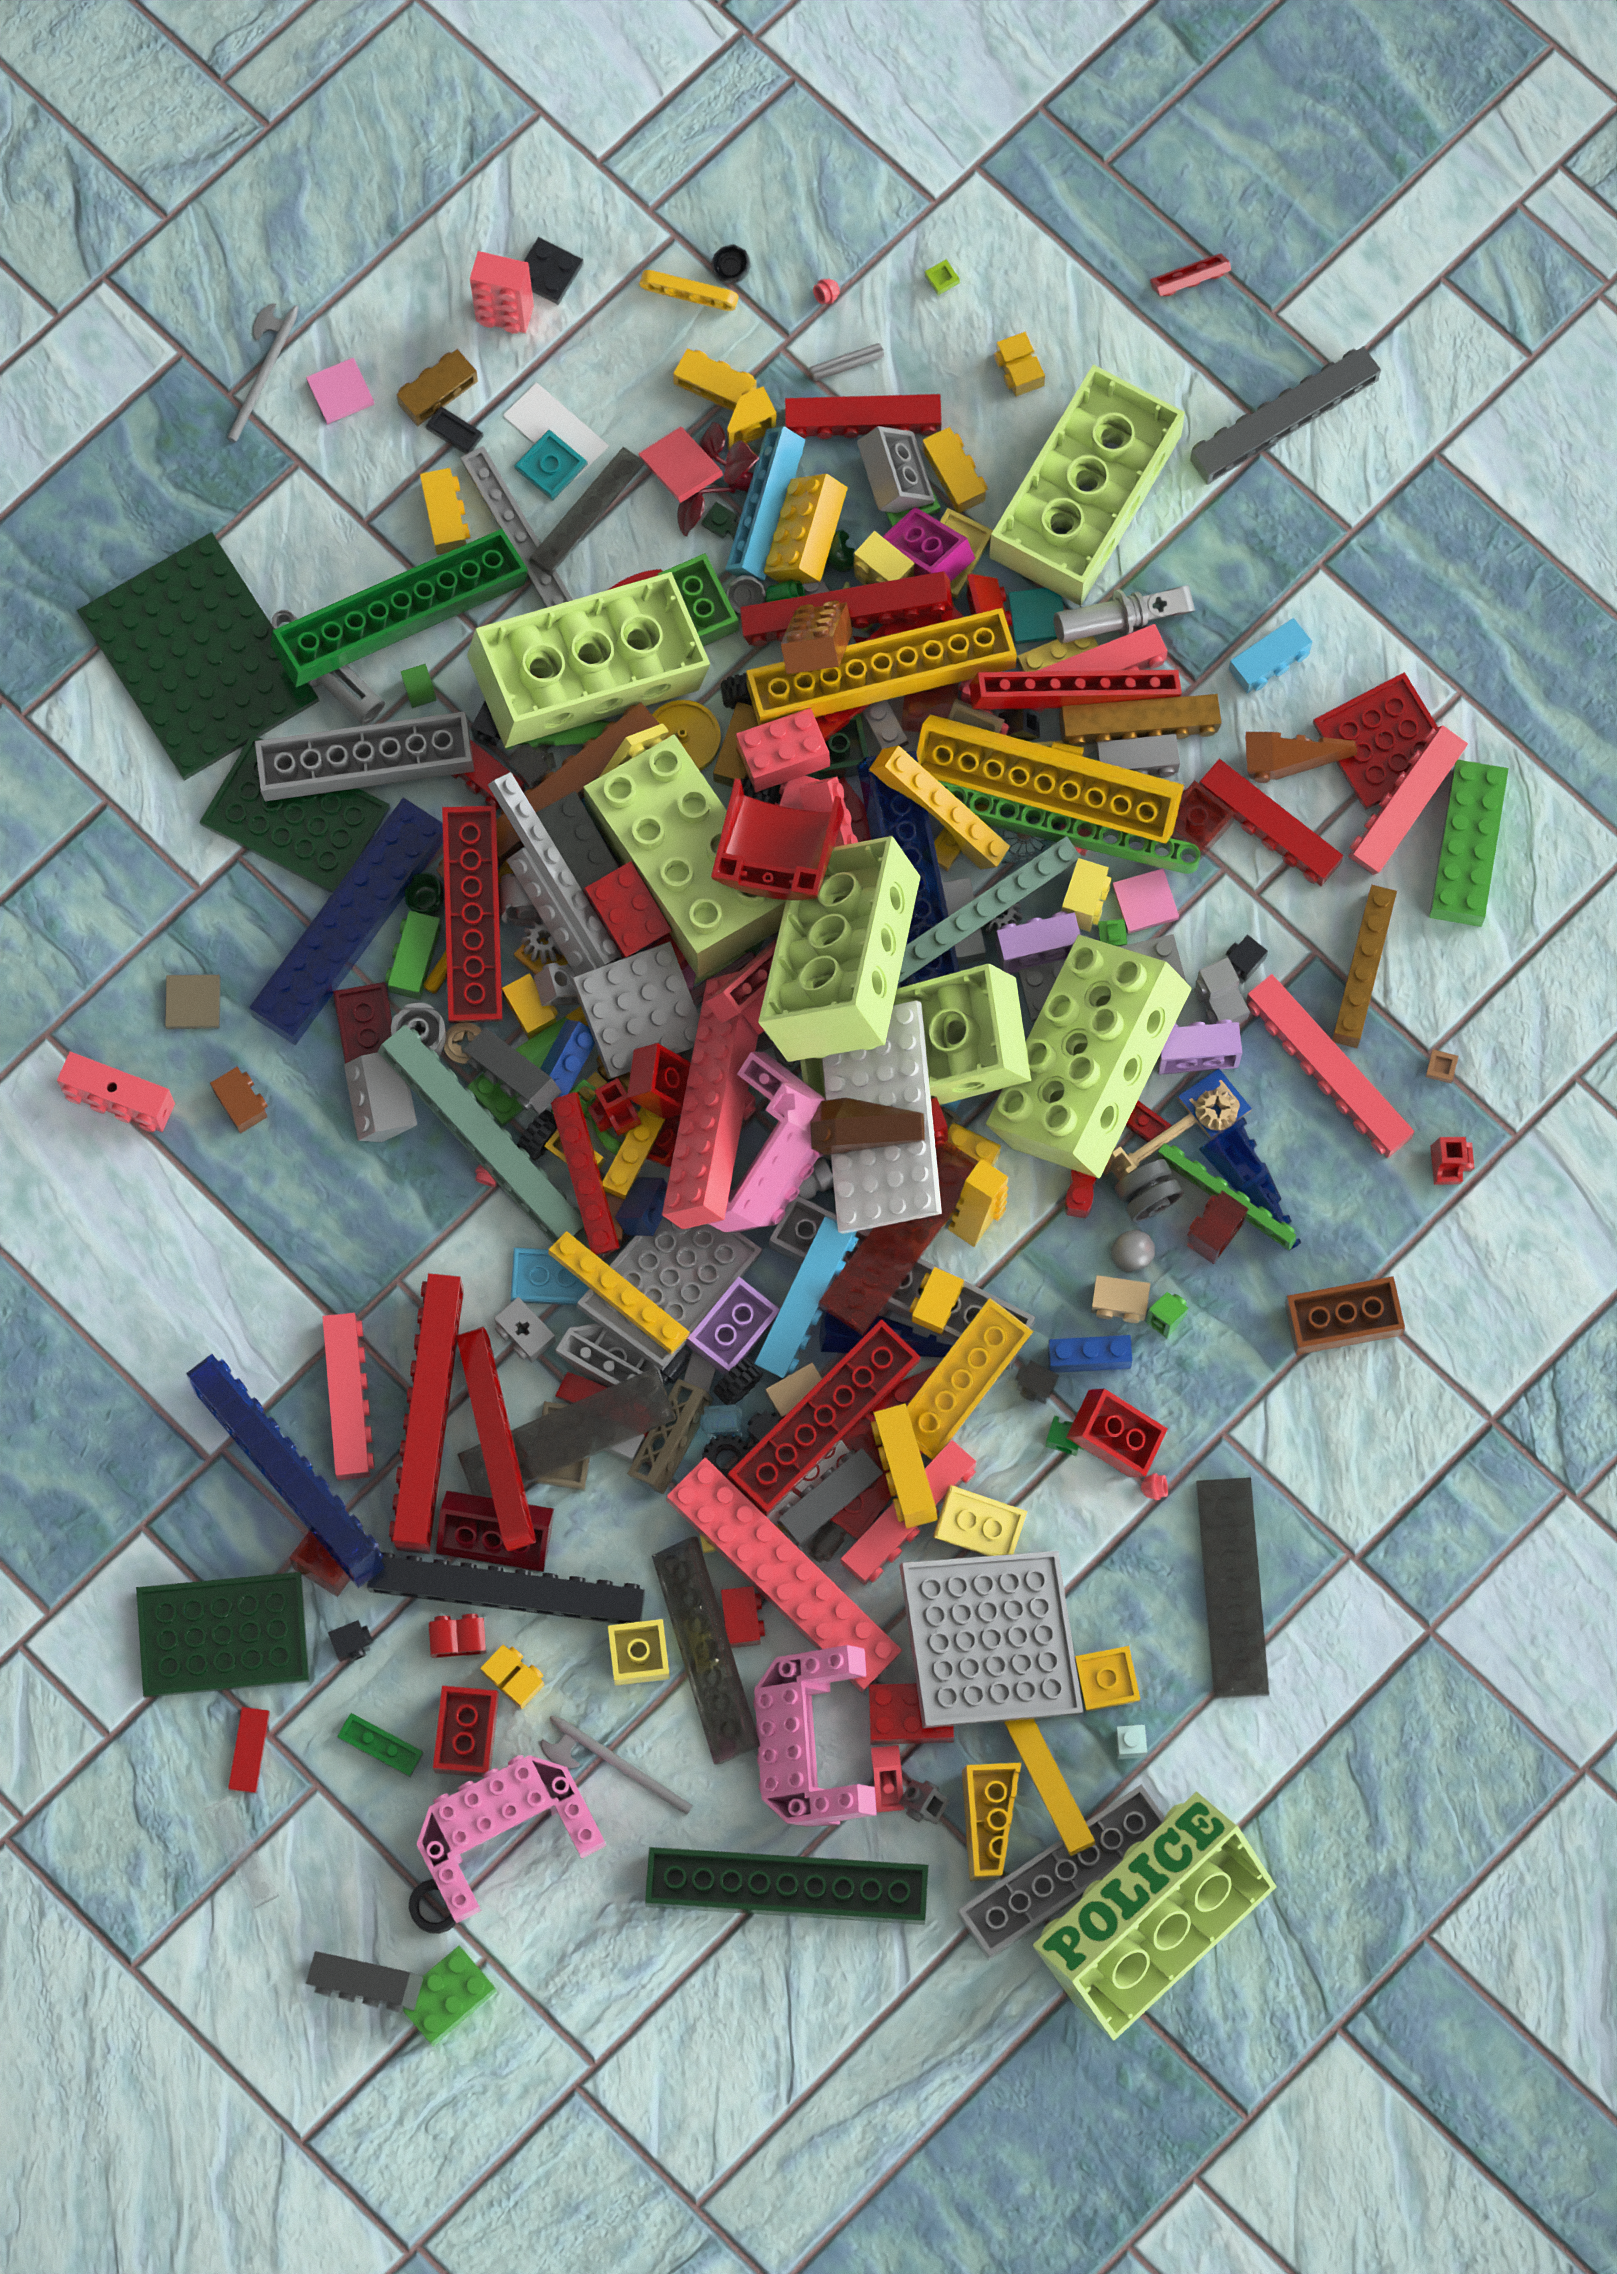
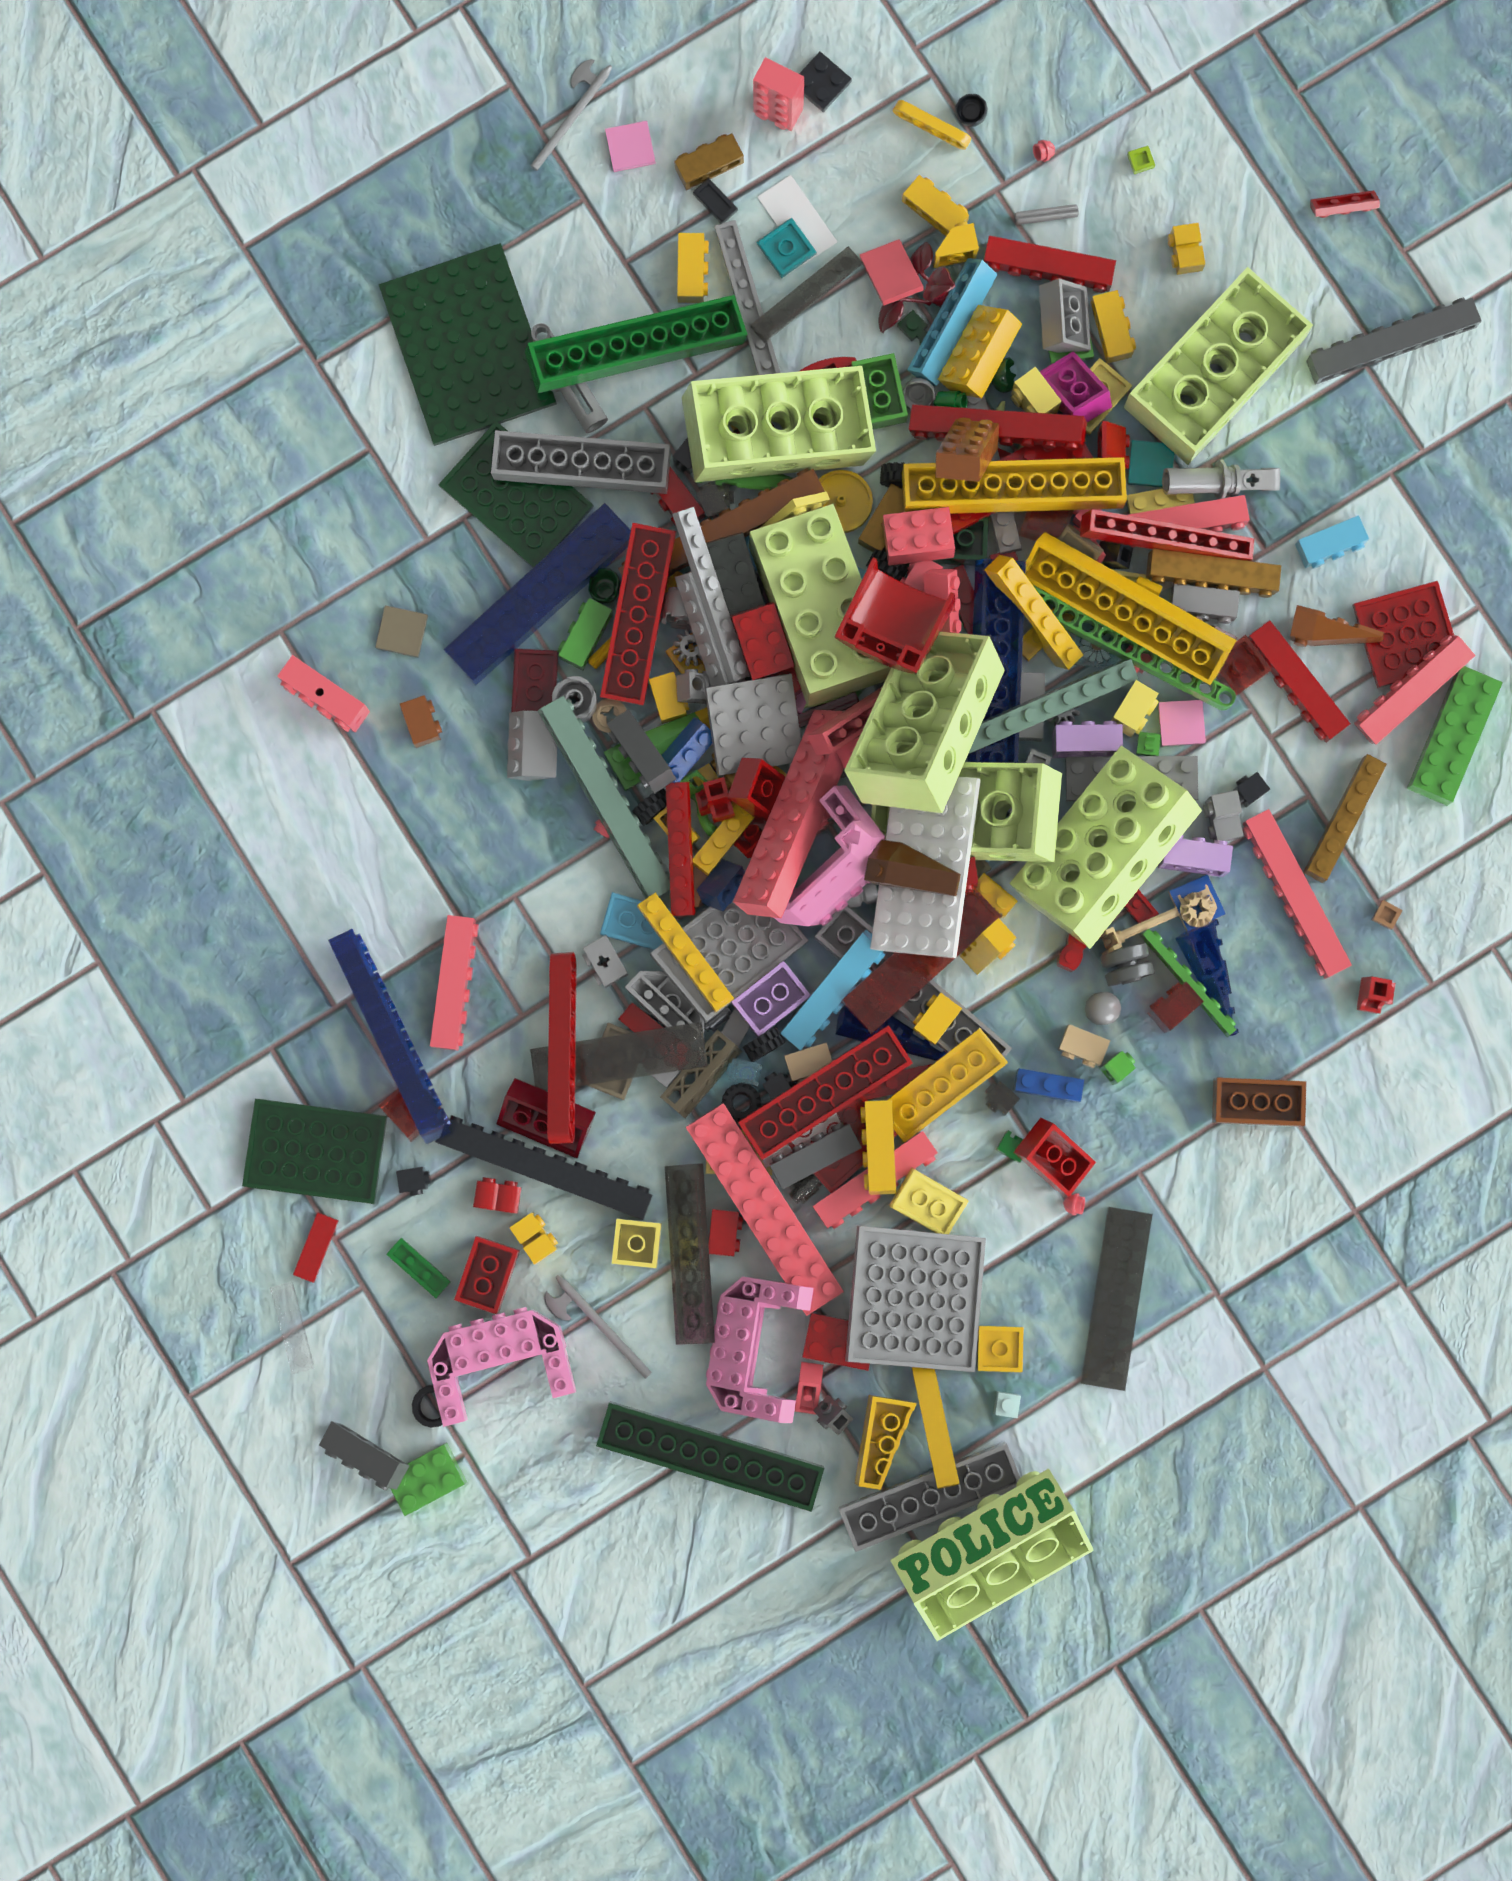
camera: 15 degrees right, 10 degrees up
(418, 685) = (638, 410): bright green brick -> none
(428, 1413) = (513, 1013): red brick -> none

